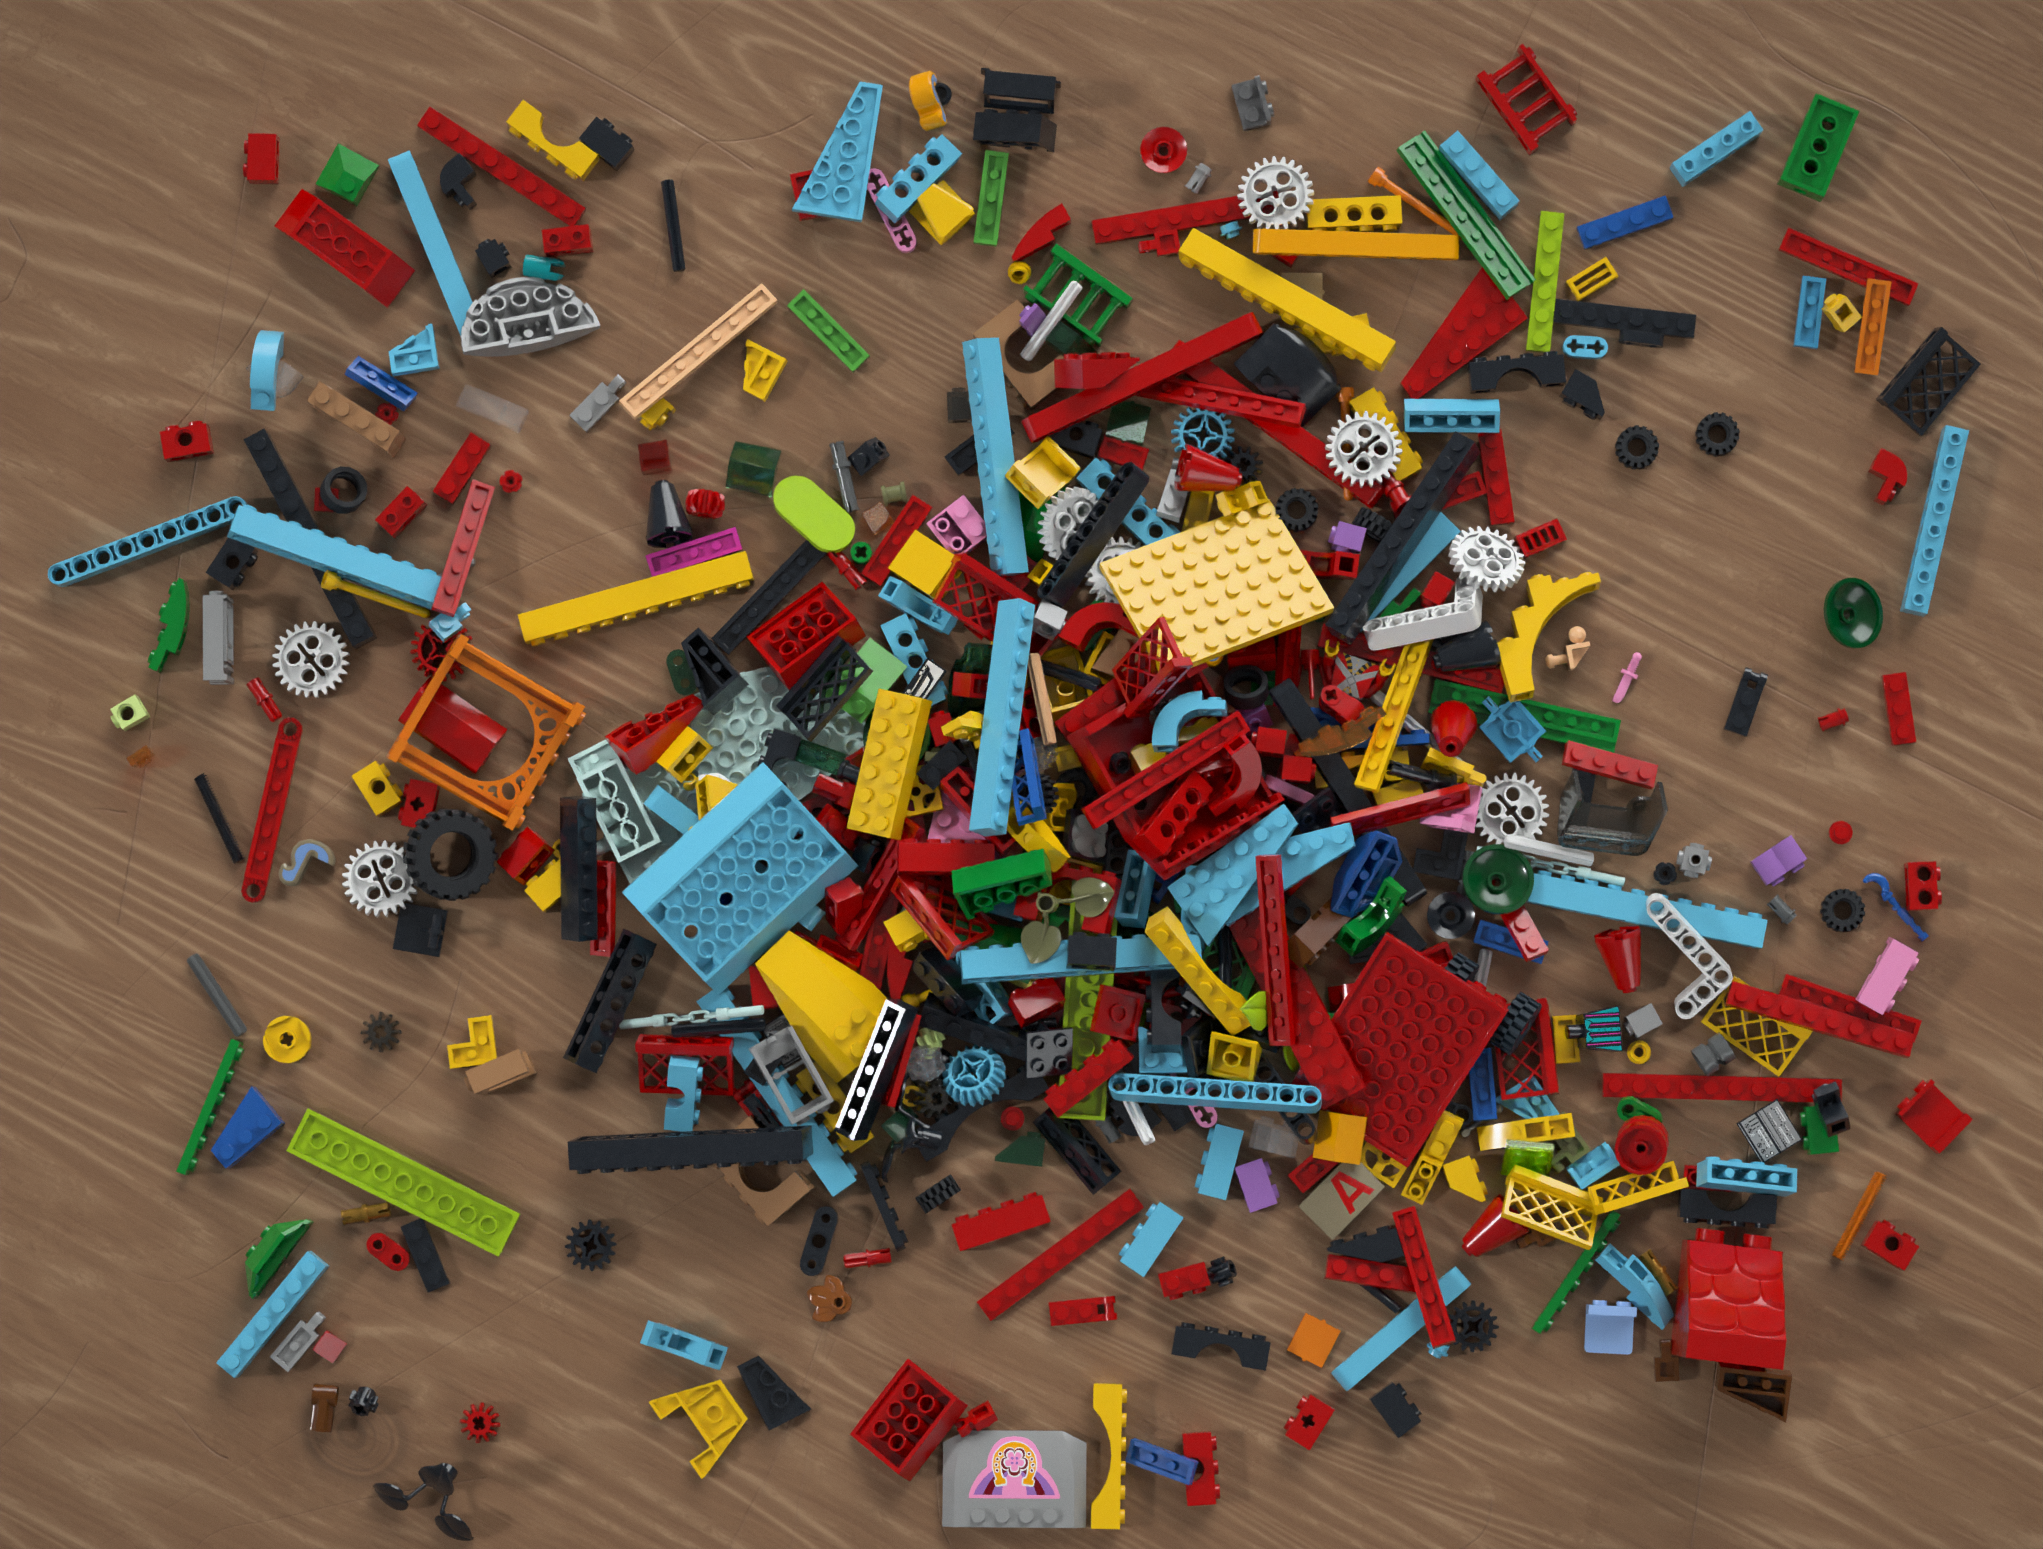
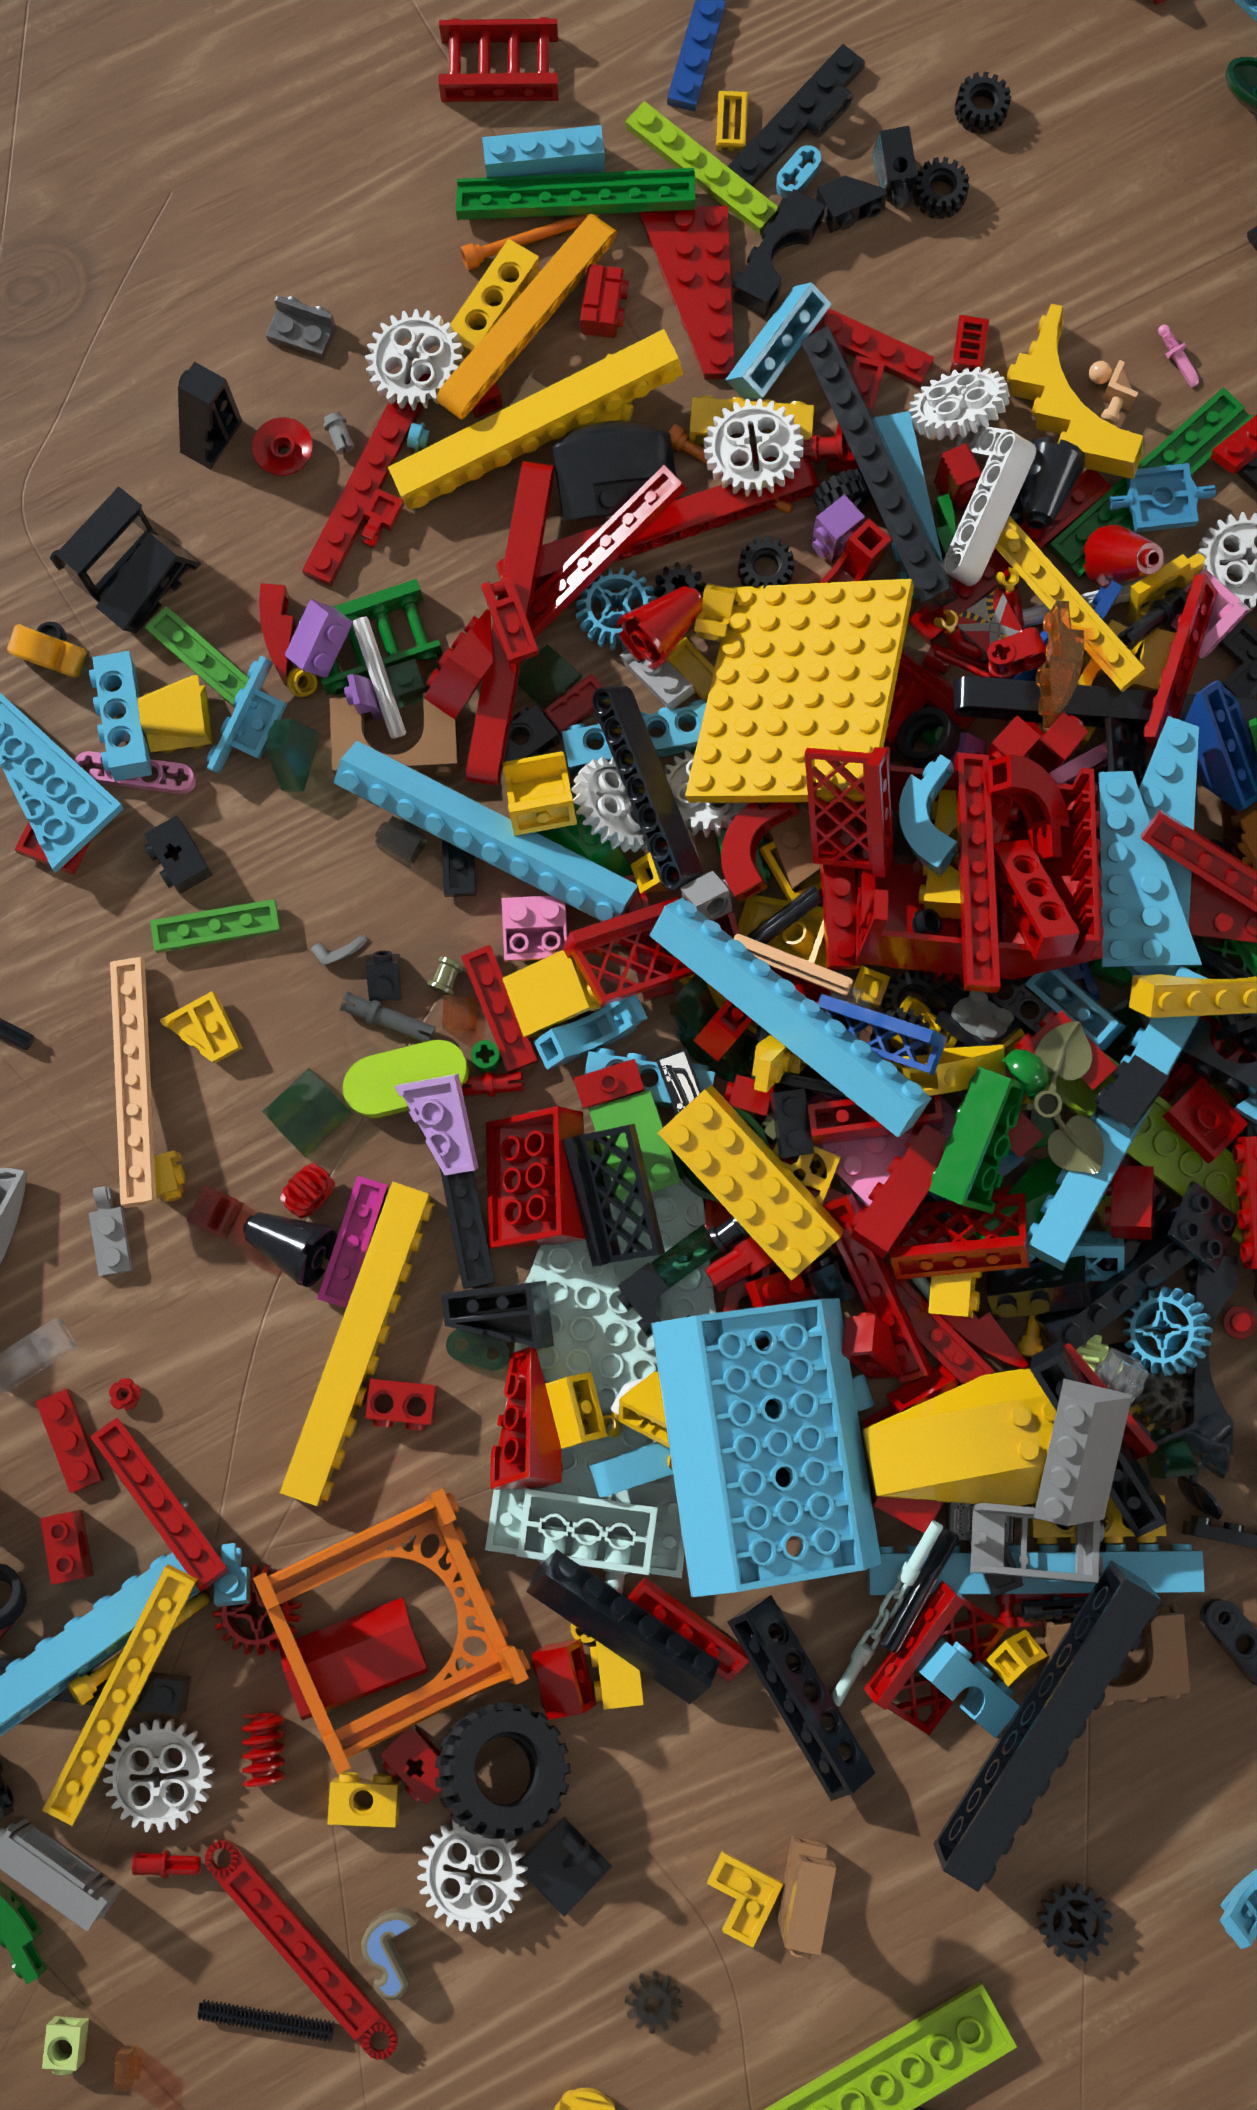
camera: 60 degrees left, 5 degrees down
(343, 604) = (120, 1694): none -> yellow plate
(366, 709) = (264, 1749): none -> red piece
(623, 646) = (402, 1395): none -> red brick
(719, 1111) = (1016, 1657): none -> yellow brick
(806, 550) = (443, 1118): none -> lavender wing
(855, 289) = (174, 837): none -> black brick
(855, 412) = (334, 956): none -> light grey piece
(857, 1061) = (1082, 1454): none -> light grey slope
(893, 639) = (608, 1084): none -> red plate
(967, 300) = (291, 753): none -> clear green slope
(971, 261) = (251, 719): none -> medium azure bracket
(1048, 266) = (318, 638): none -> medium lavender brick
(1063, 880) = (1028, 1070): none -> green hair
(1138, 378) = (510, 620): none -> red plate
(1144, 91) = (205, 415): none -> black wedge
(1404, 283) = (602, 301): none -> red brick
(1634, 401) = (895, 164): none -> black torso

